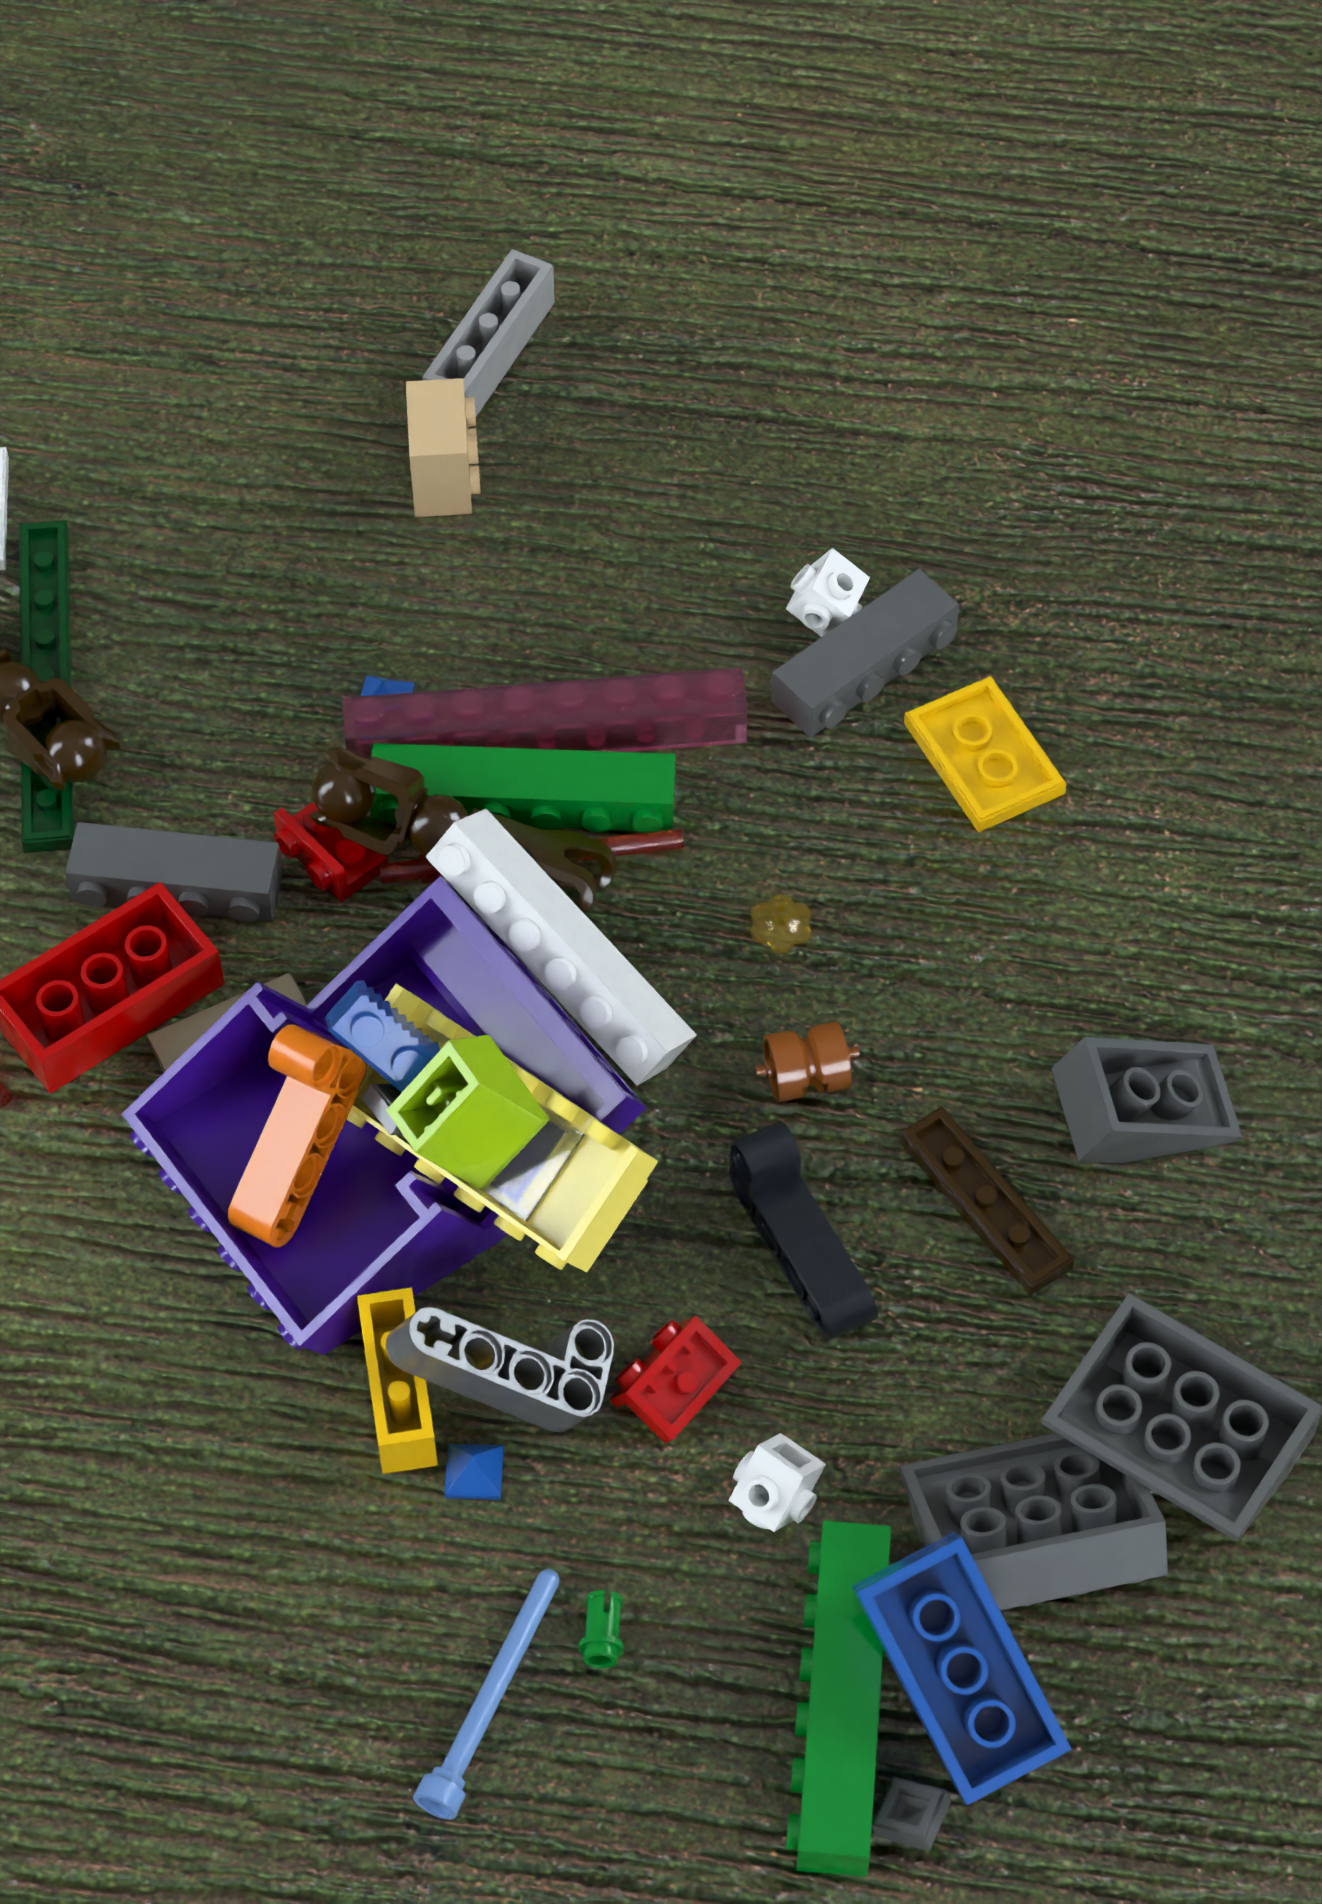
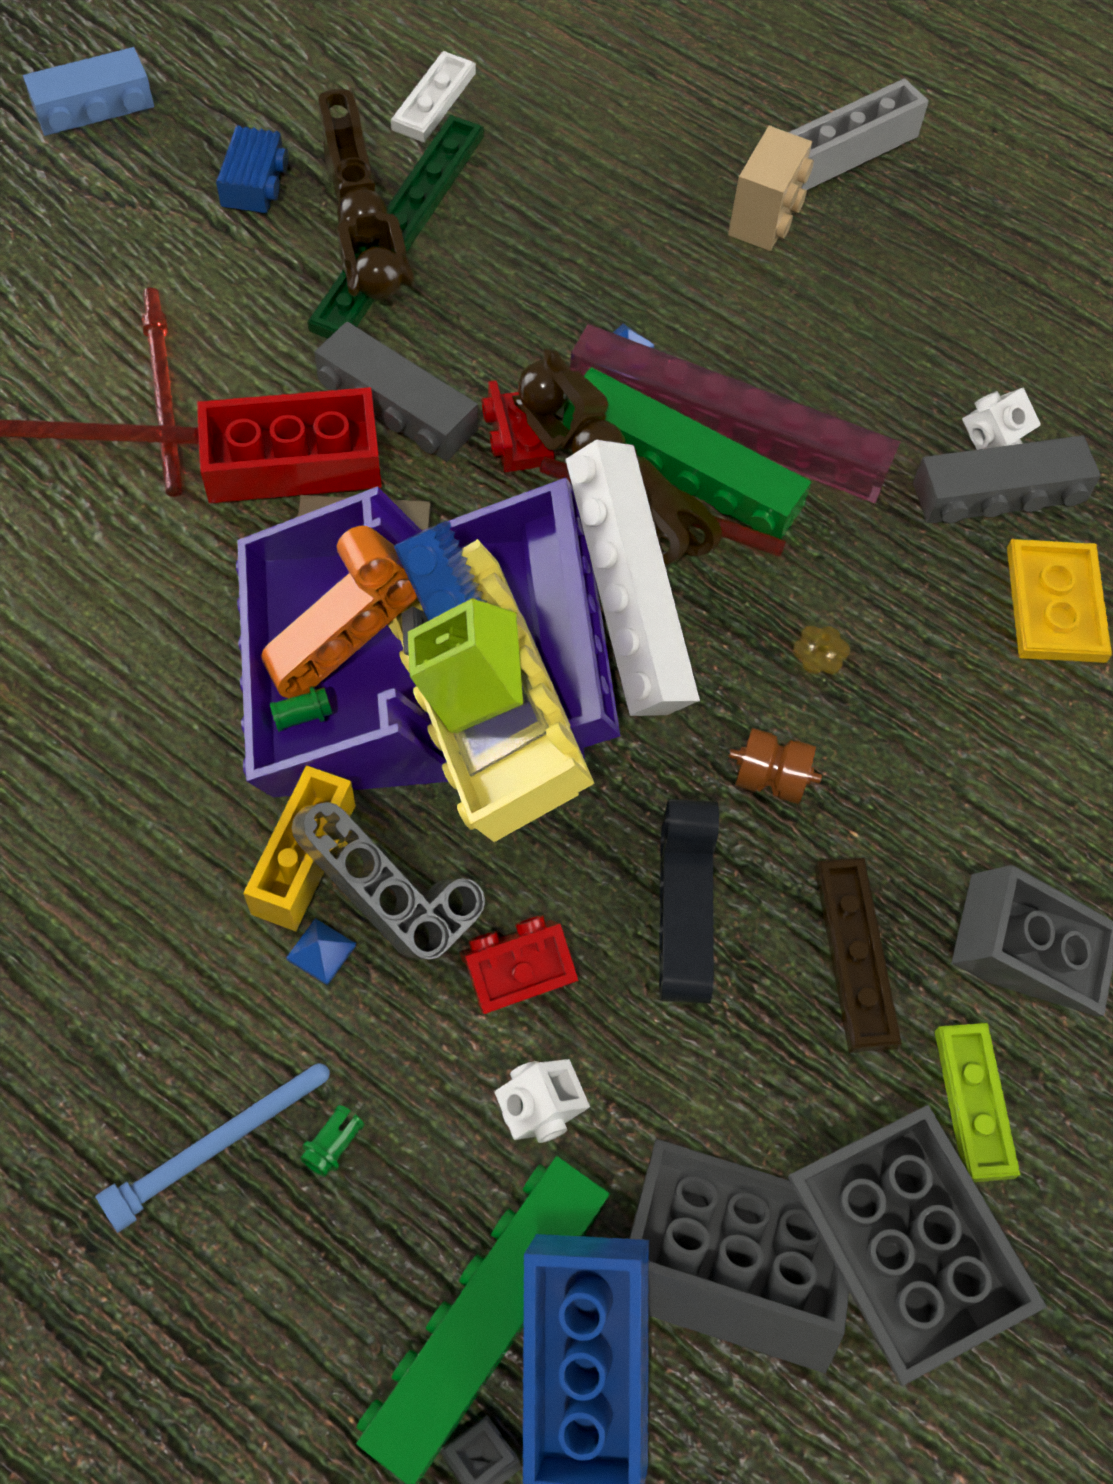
camera: 25 degrees right, 5 degrees up
(303, 1249) = (301, 708): none -> green pin
(1168, 1272) = (976, 1102): none -> lime tile

